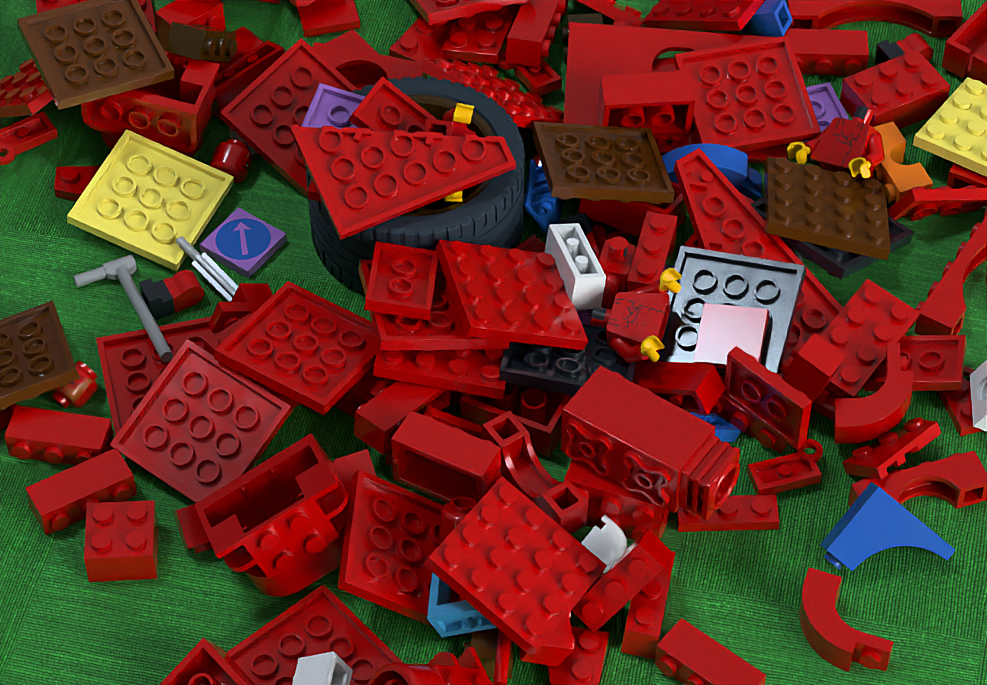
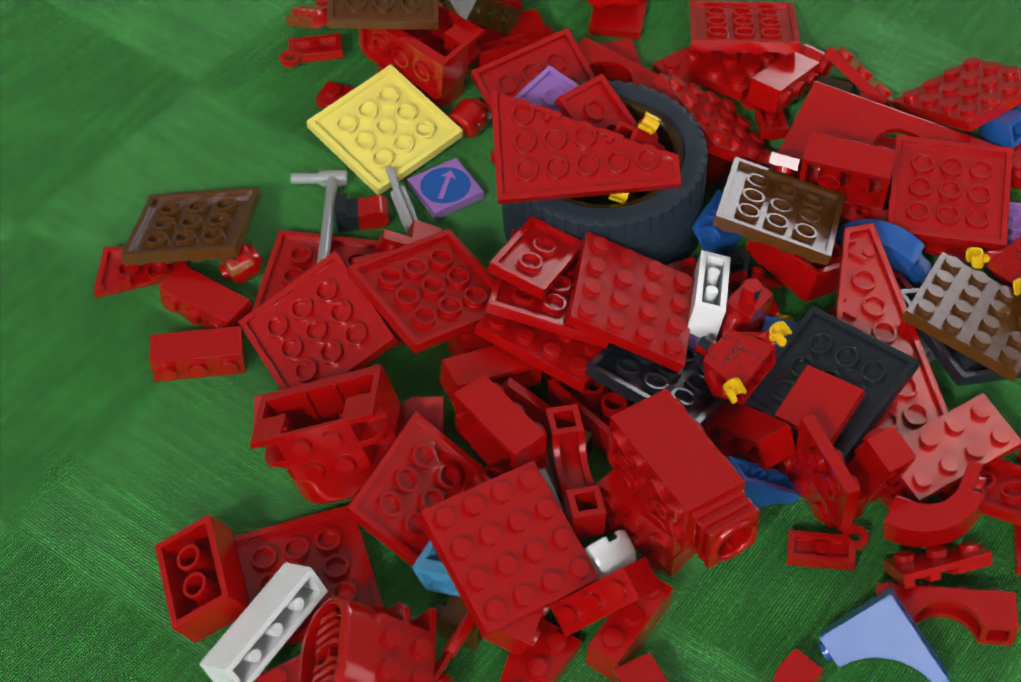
camera: 25 degrees right, 0 degrees up
(121, 541) = (205, 407): red brick -> none
(584, 113) = (785, 163): none -> plate
(653, 249) = (789, 301): red brick -> none
(737, 513) = (759, 573): red plate -> none

